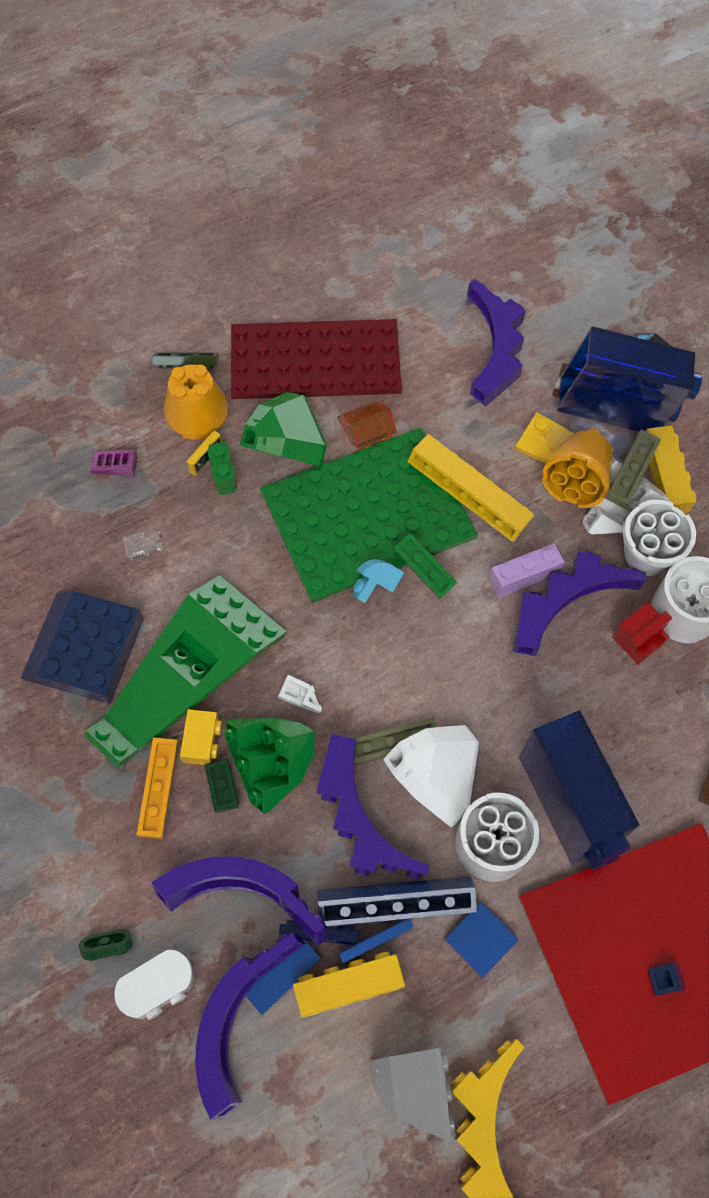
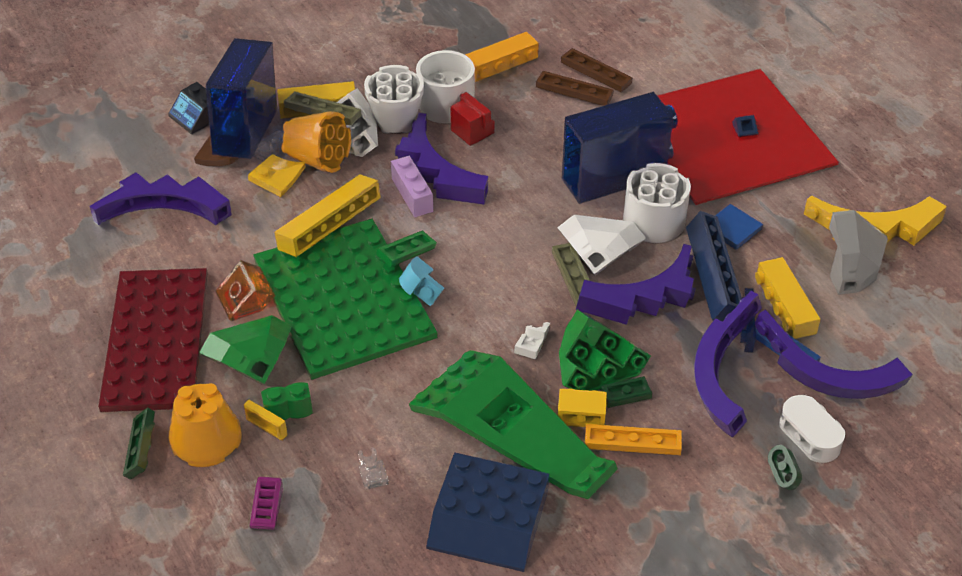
camera: 90 degrees left, 20 degrees down
(375, 941) = (747, 280): blue tile -> none

